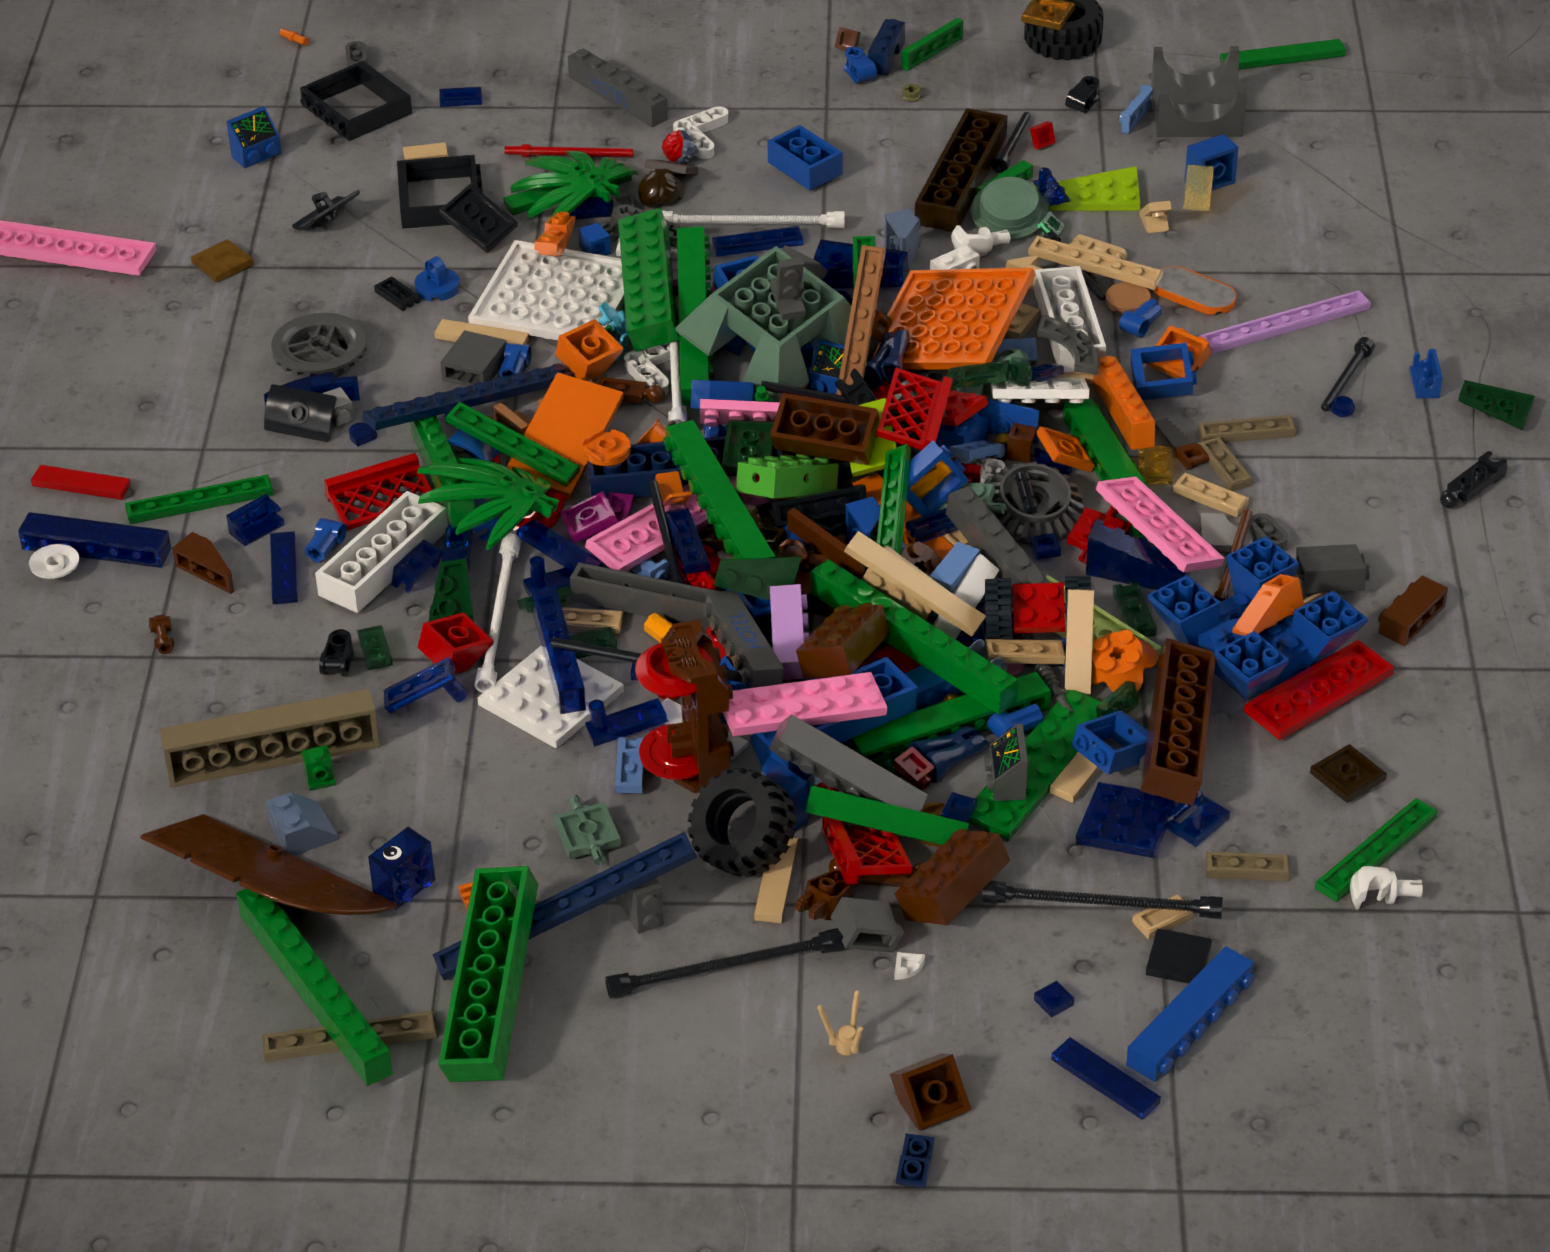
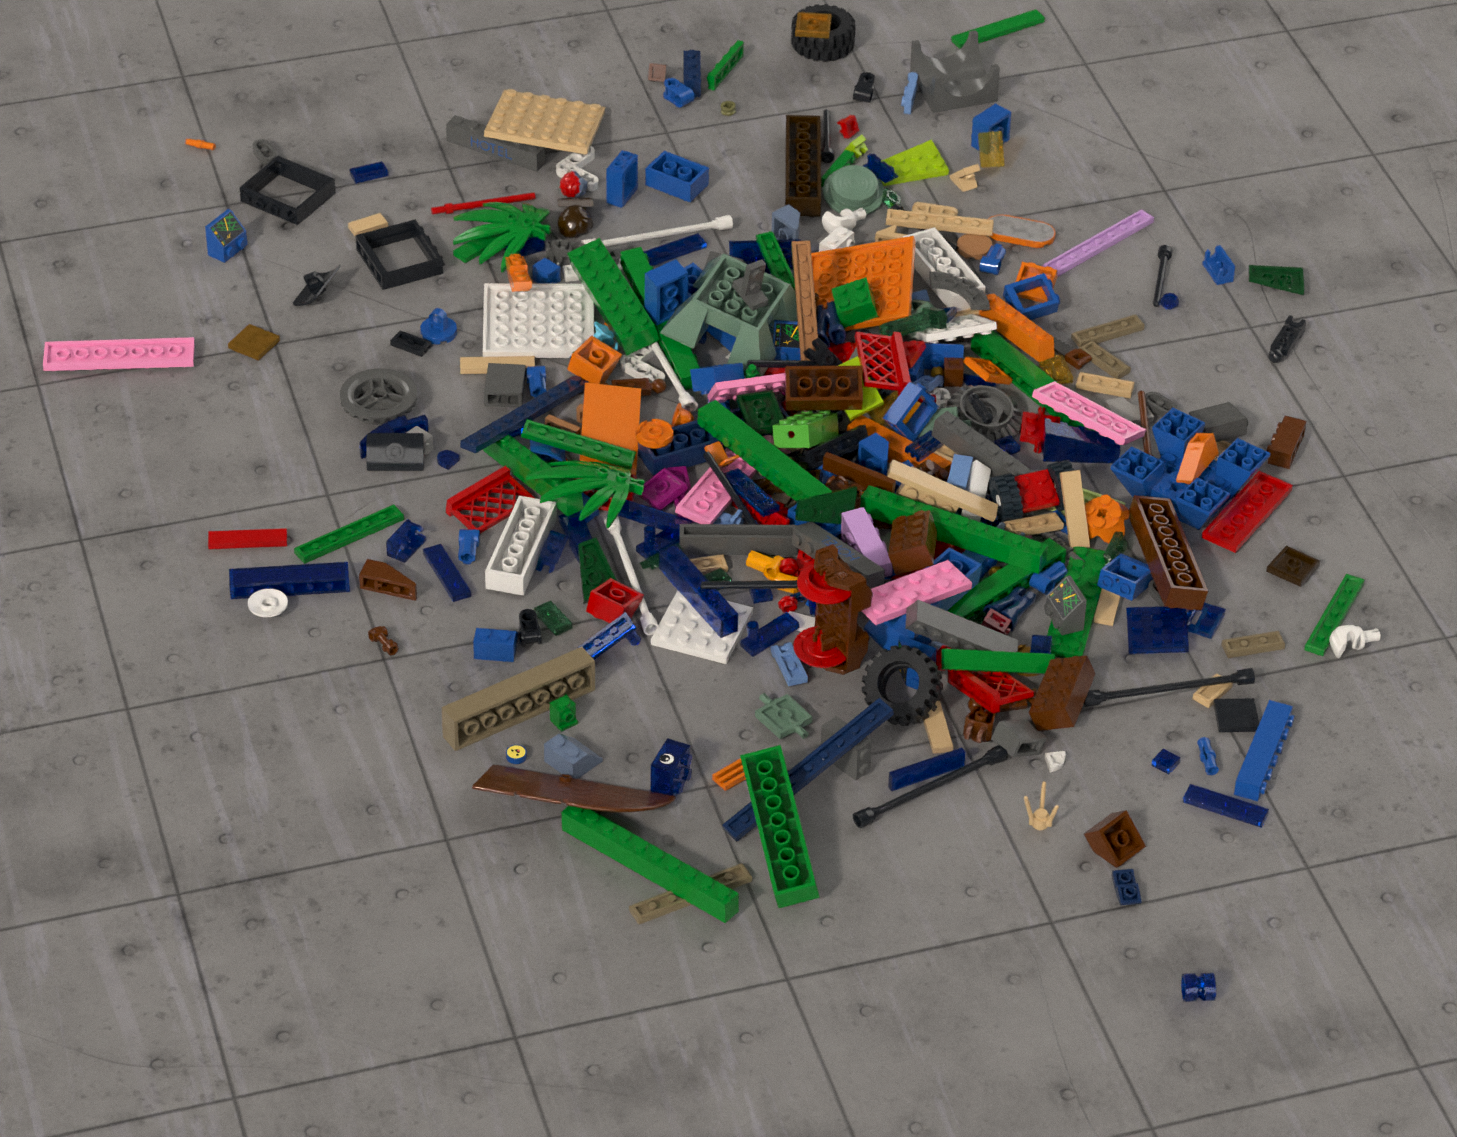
camera: 20 degrees left, 0 degrees up
(237, 807) = (516, 754): none -> tile
(286, 665) = (495, 644): none -> blue slope
(478, 218) = (446, 271): black tile -> none
(683, 72) = (545, 121): none -> tan plate
(693, 276) = (665, 290): none -> blue brick
(730, 939) = (926, 769): none -> clear blue tile
(732, 167) = (622, 179): none -> blue window
(894, 498) = (894, 428): green tile -> none
(928, 336) = (854, 302): none -> green brick
(1040, 157) = (858, 145): none -> lime tile
(1112, 1004) = (1207, 756): none -> blue pin
(1134, 609) = (1092, 480): clear green plate -> none

